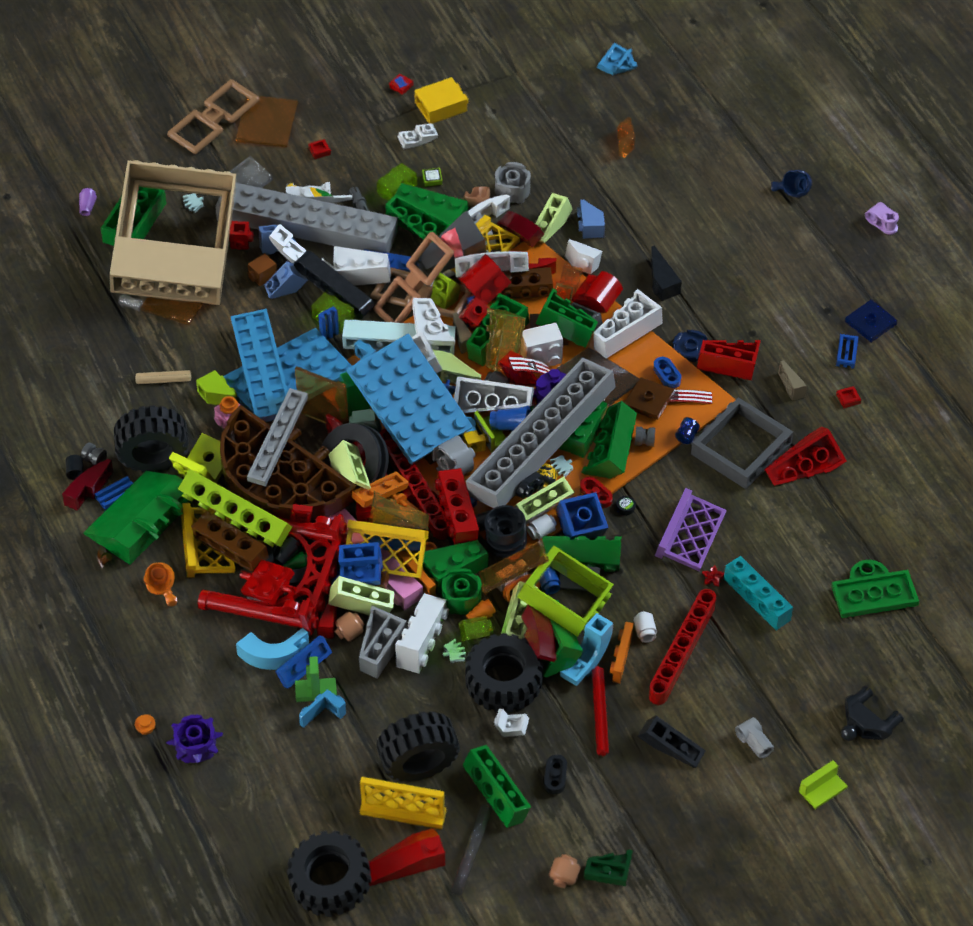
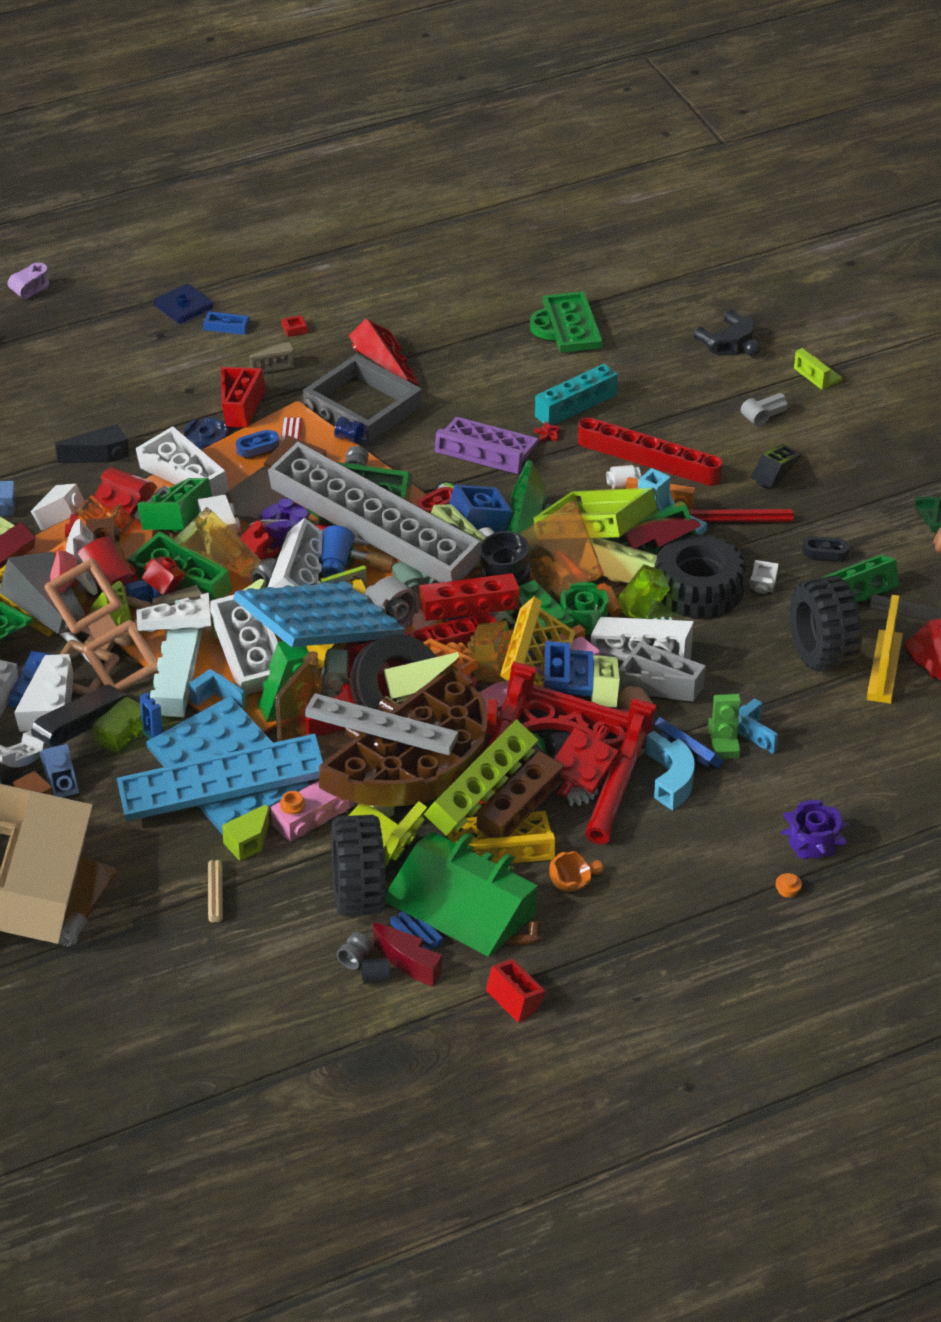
camera: 90 degrees left, 10 degrees down
(45, 545) = (514, 989): none -> red brick

